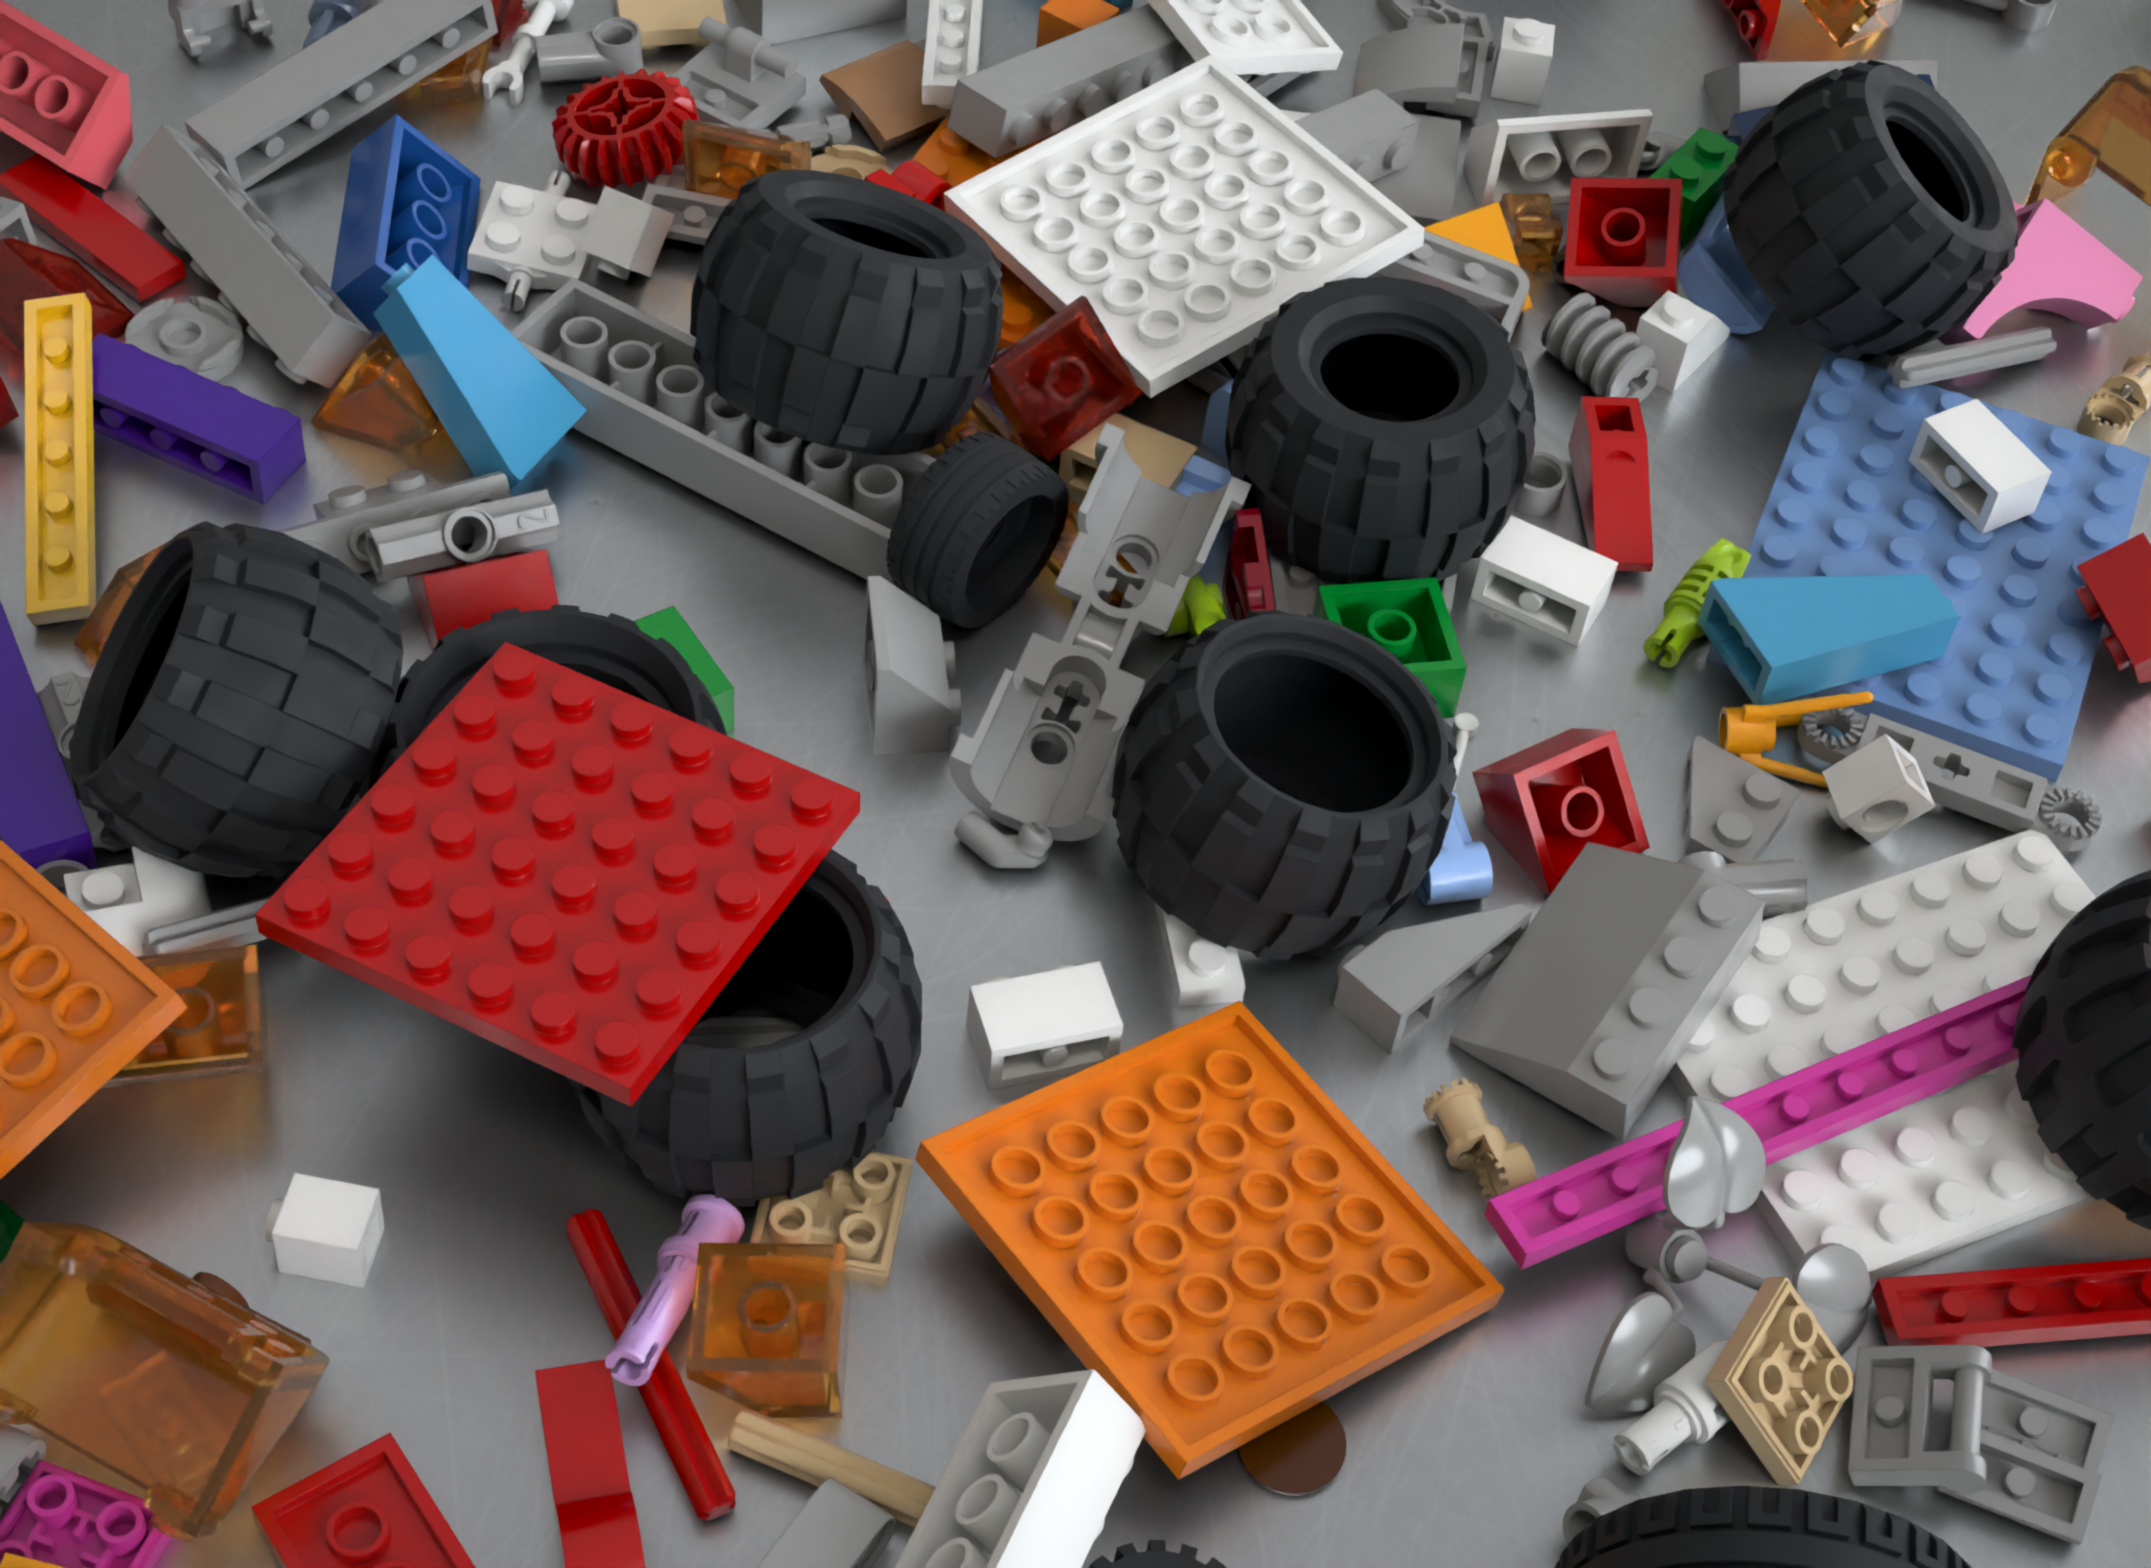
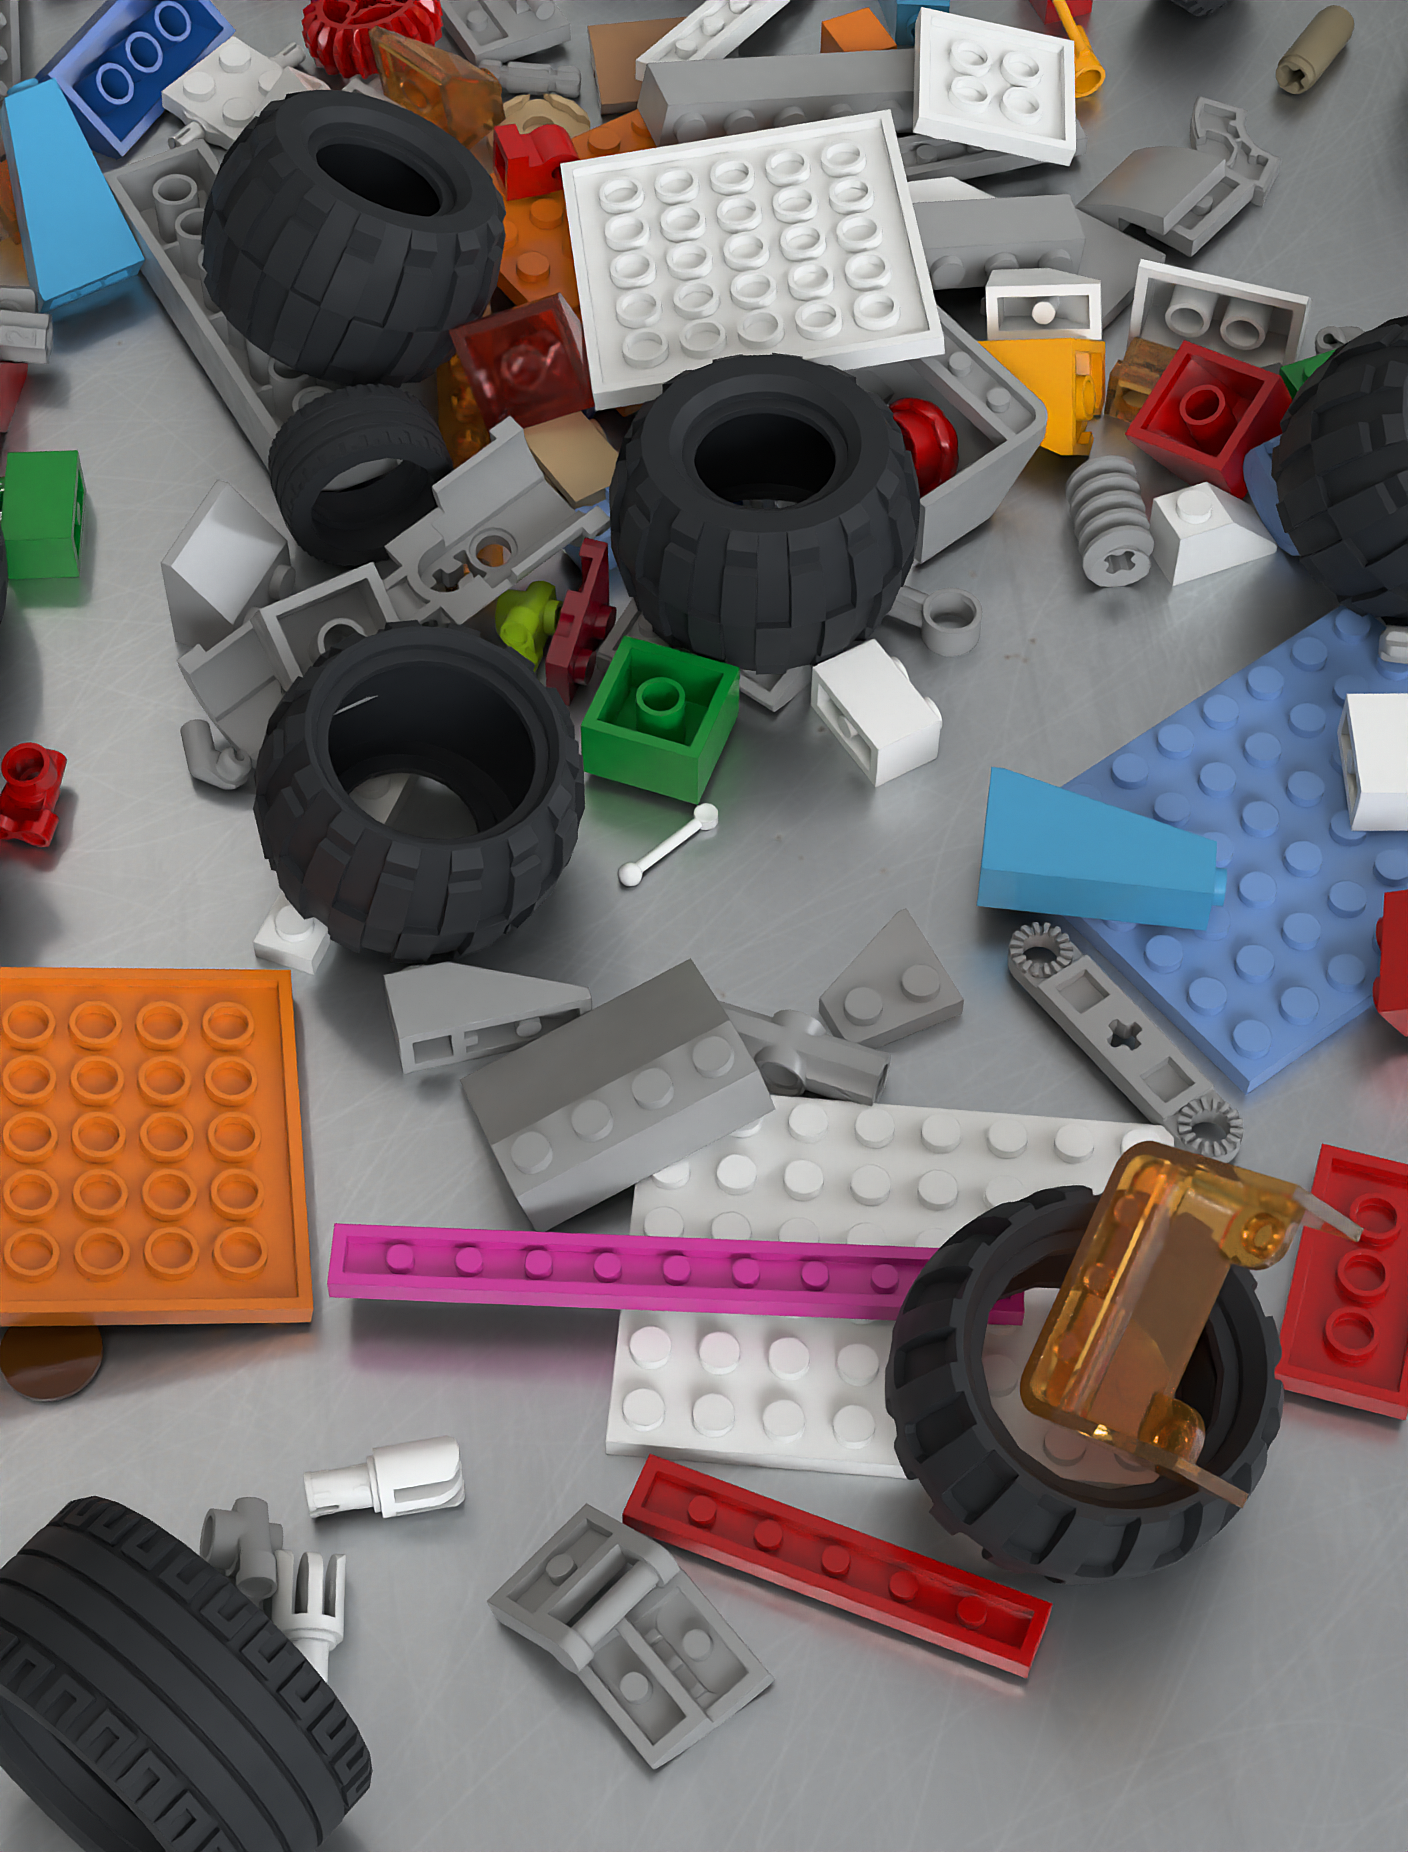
camera: 35 degrees right, 5 degrees up
(1043, 1024) = (112, 918): white brick -> none
(1085, 678) = (315, 619): none -> light grey slope
(1434, 183) = (1042, 305): none -> white slope
(1460, 869) = (578, 924): light blue piece -> none
(1477, 1143) = (397, 1169): tan connector -> none
(1522, 61) = (1270, 214): white brick -> none
(1559, 798) = (723, 917): red slope -> none
(1613, 480) = (1012, 646): red slope -> none
(1687, 599) = (1053, 763): lime hinge -> none
(1709, 1171) = (485, 1283): light grey plant -> none
(1752, 730) = (962, 925): light orange plant -> none
(1781, 1380) = (476, 1494): tan tile -> none
(1877, 789) = (1025, 1025): white brick -> none

